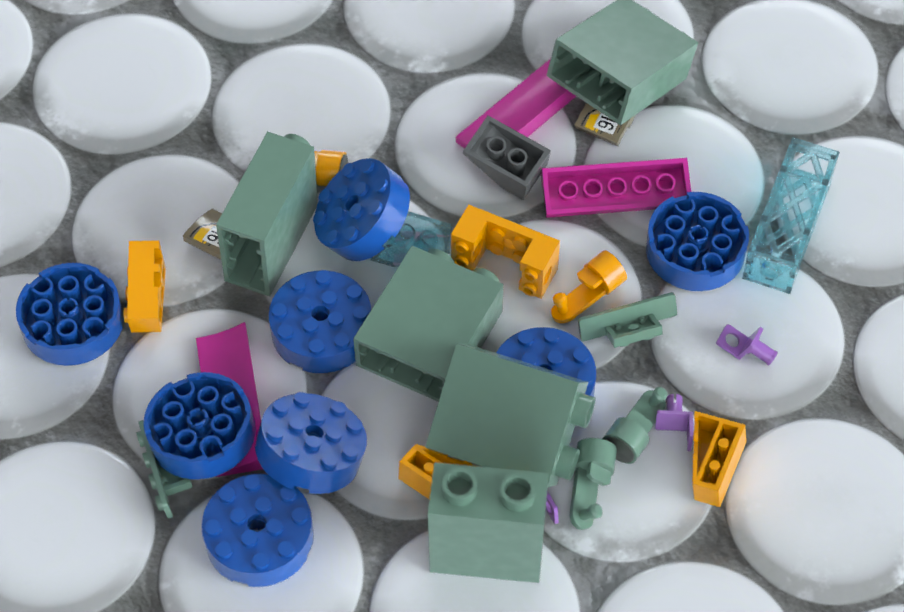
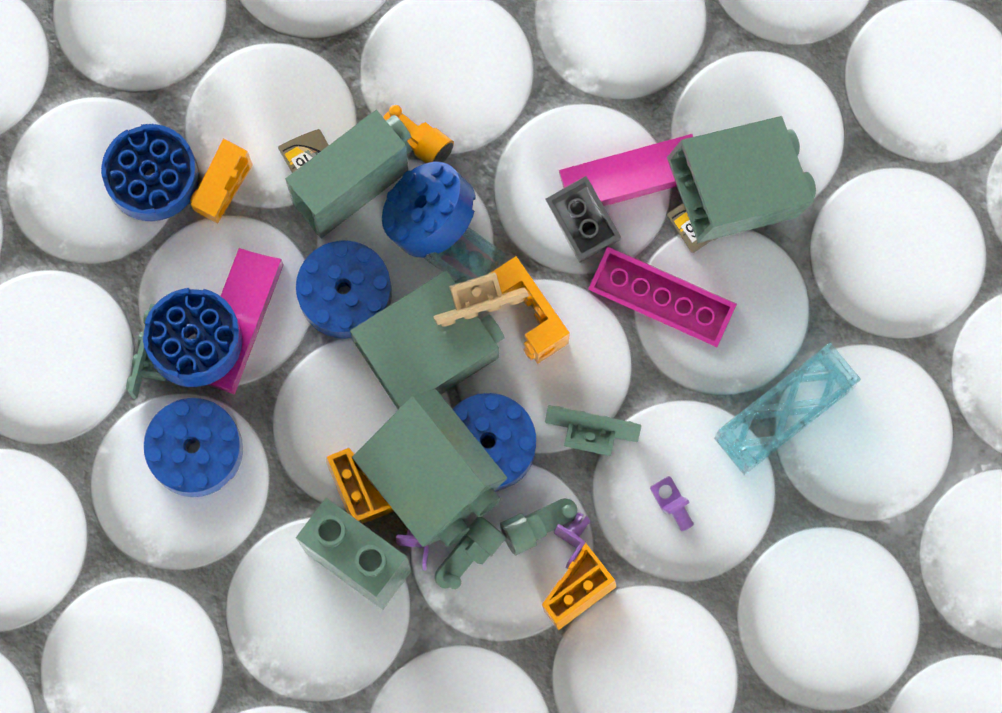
camera: 30 degrees right, 20 degrees up
(310, 443) = (288, 387): blue brick -> none
(455, 246) = (476, 296): none -> tan bracket
(598, 279) = (587, 376): light orange piece -> none
(697, 241) = (687, 411): blue brick -> none

